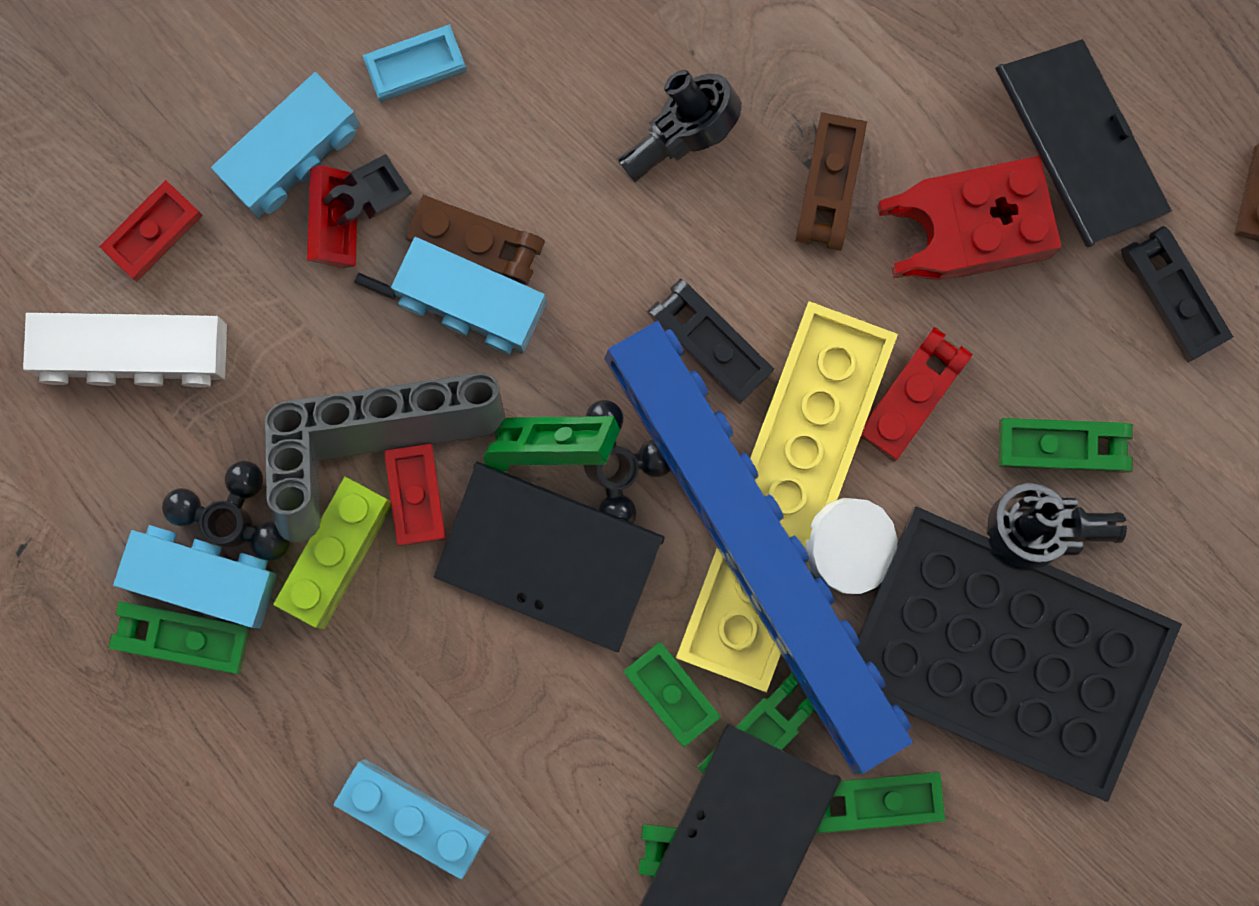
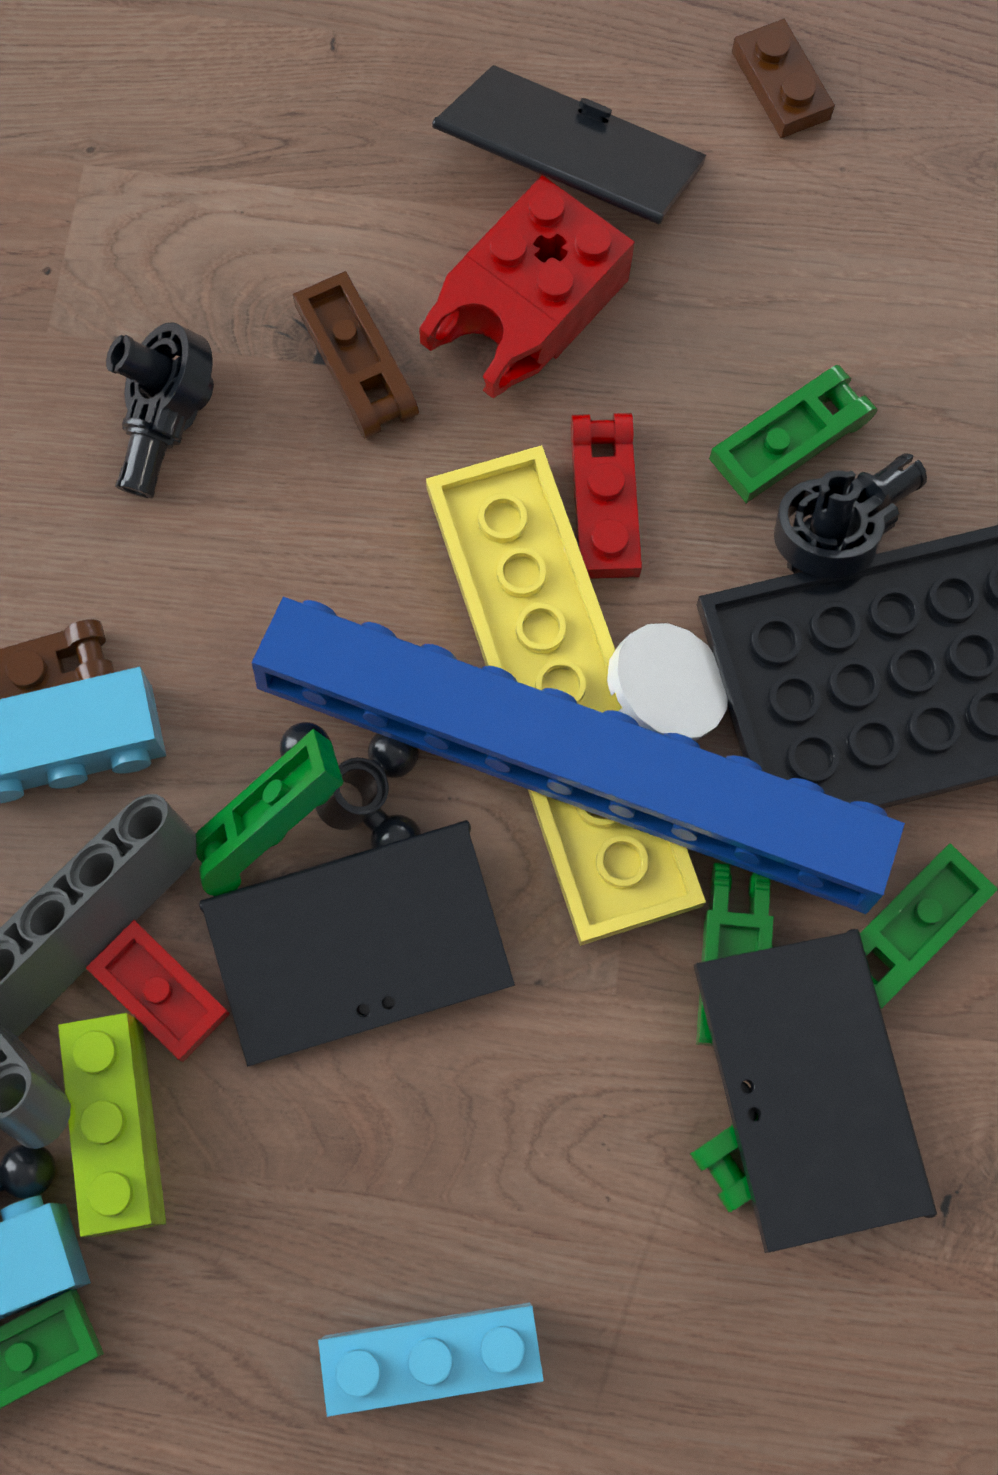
camera: 40 degrees left, 10 degrees down
(672, 694) = (608, 985): green plate -> none
(712, 342) = (363, 590): black plate -> none
(1177, 294) = (776, 220): black plate -> none

